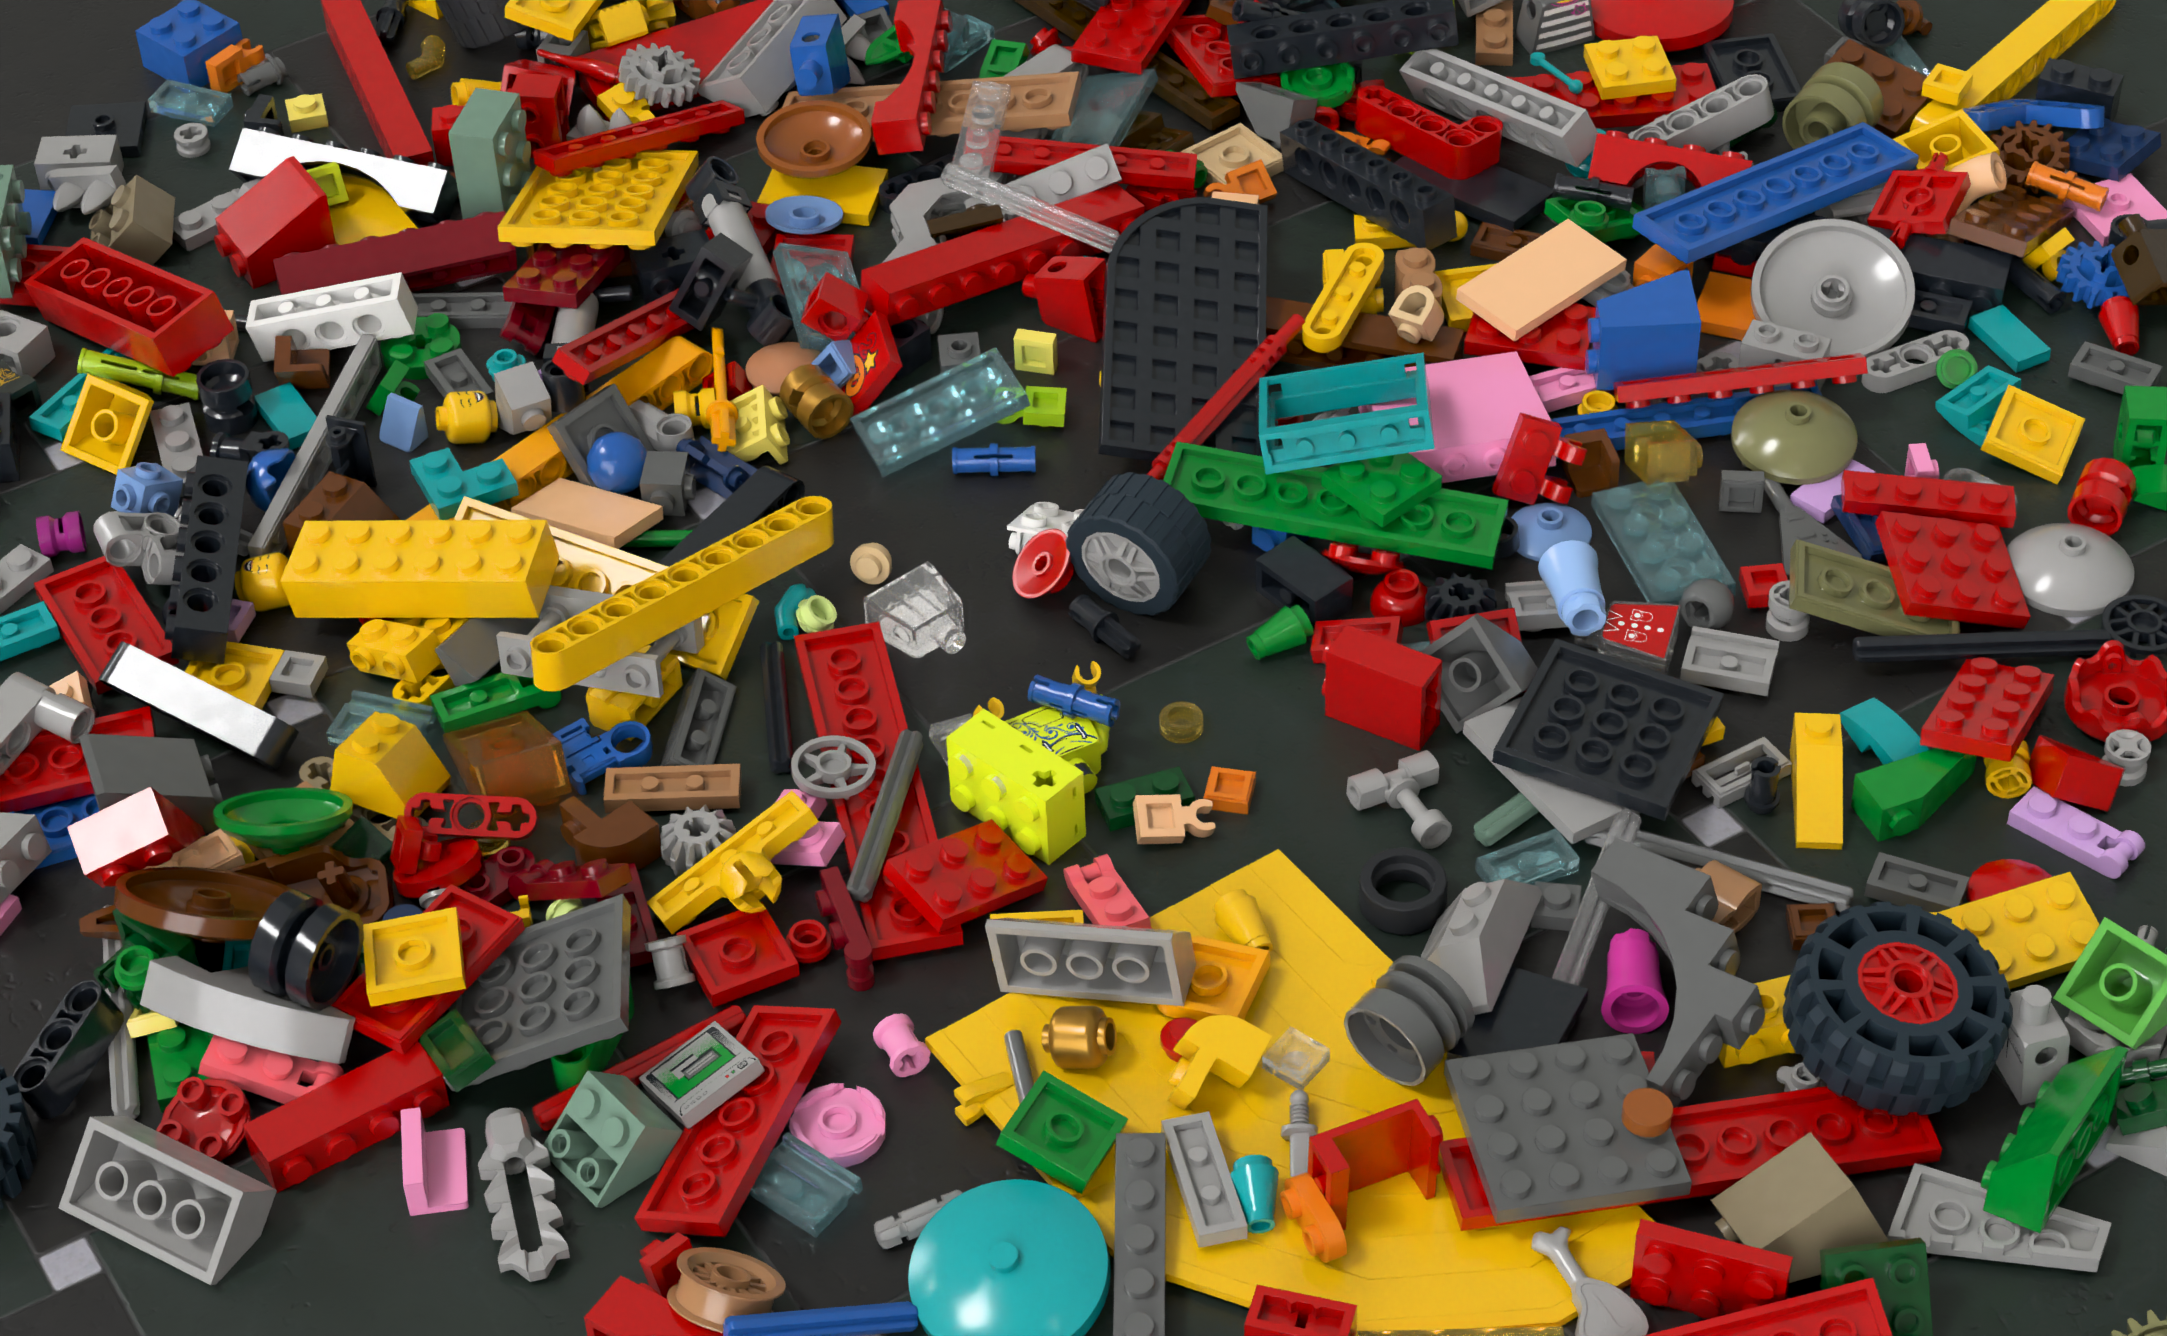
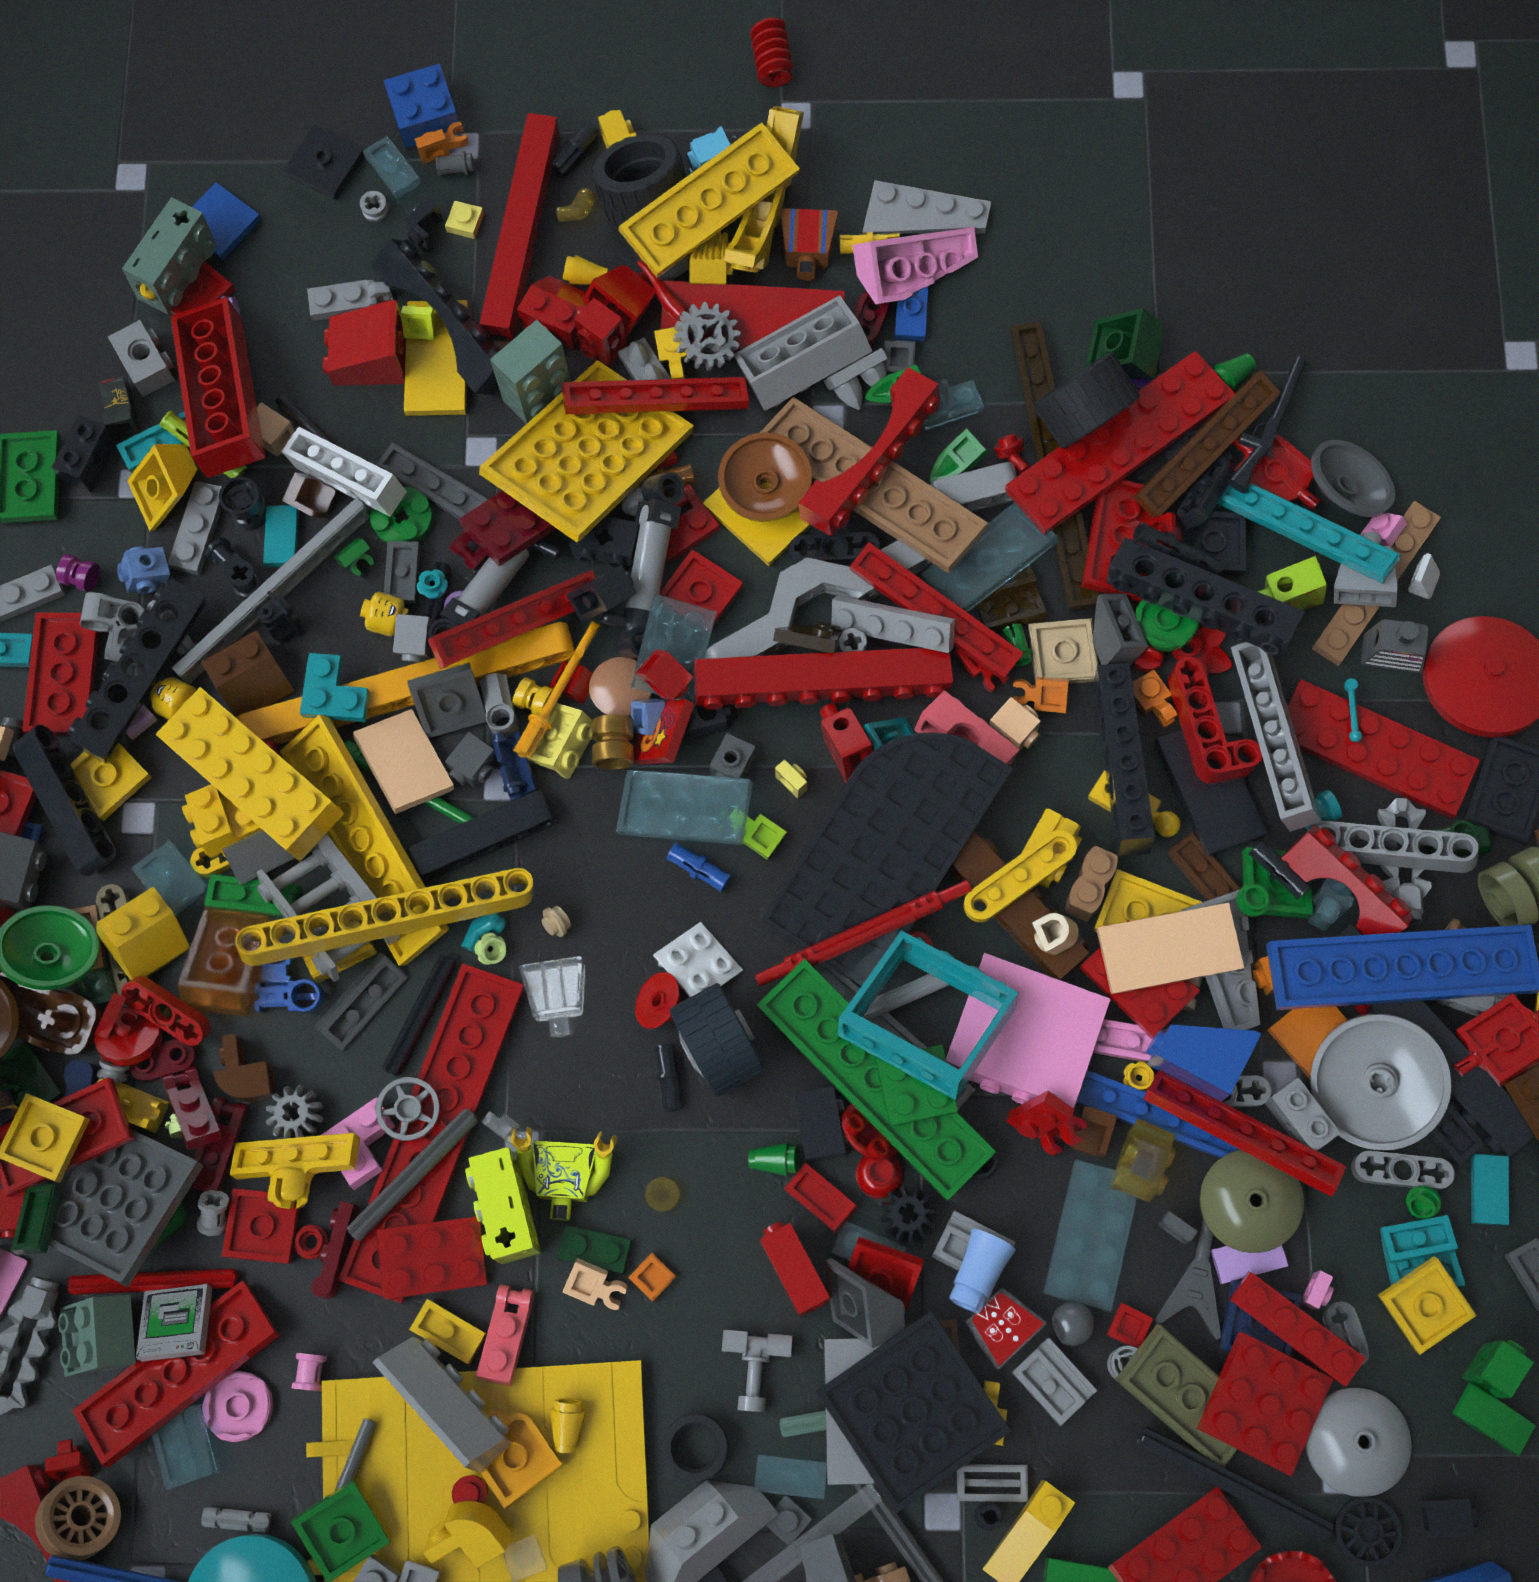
camera: 35 degrees right, 30 degrees up
(75, 152) = (283, 195): light grey brick -> none
(85, 187) = (273, 233): light grey tile -> none
(136, 221) = (280, 286): dark tan slope -> none
(266, 475) = (221, 603): blue hair -> none
(298, 674) = (148, 797): light grey plate -> none
(403, 423) = (343, 594): medium blue slope -> none
(425, 256) = (416, 427): dark red brick -> none
(616, 462) = (448, 725): blue hair -> none
(674, 787) = (310, 1051): medium nougat plate -> none
(804, 214) = (721, 532): medium blue dish -> none
(819, 63) = (818, 393): blue torso -> none
(982, 127) = (871, 554): clear plate -> none
(1029, 207) = (857, 655): clear axle -> none
(1073, 700) = (583, 1159): blue pin -> none
(1079, 1037) = (402, 1456): pearl gold head -> none
(1548, 524) = (1021, 1187): medium blue dish -> none
(1629, 67) = (1410, 739): yellow plate -> none
(1883, 730) = (1105, 1522): teal slope -> none
(2102, 495) = (1426, 1402): red wheel -> none

